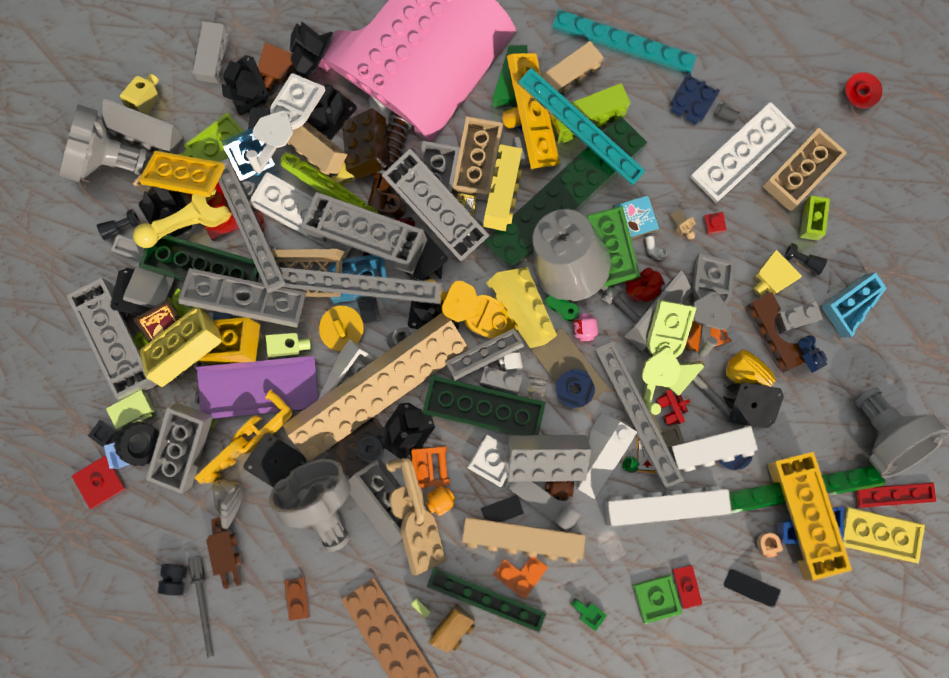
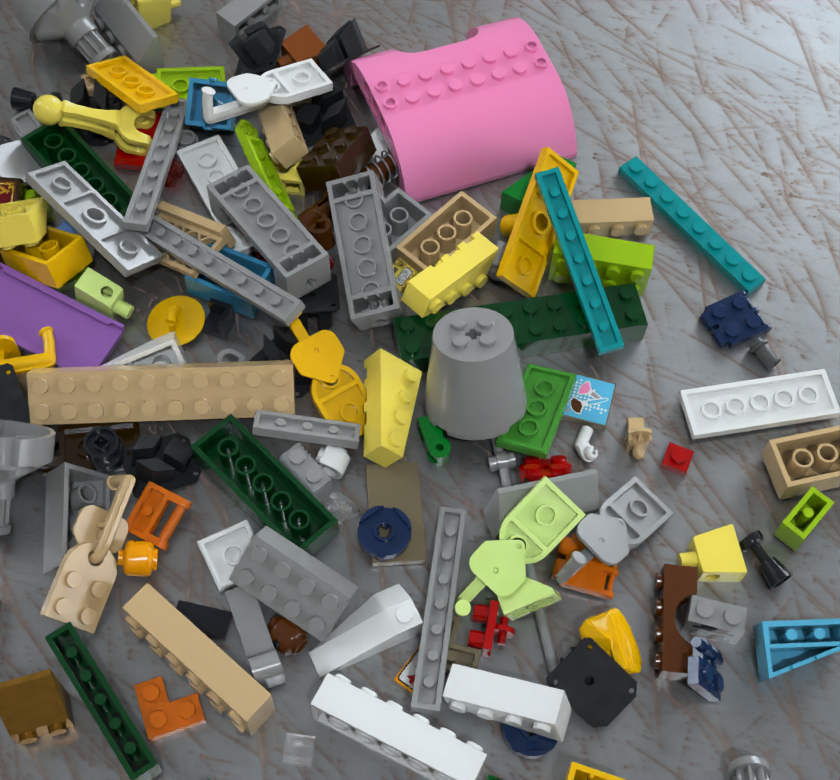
camera: 30 degrees right, 20 degrees down
(421, 607) = (22, 662): yellowish green tile -> none
(585, 327) = (445, 476): bright pink head -> none
(630, 464) = (392, 664): green hinge -> none

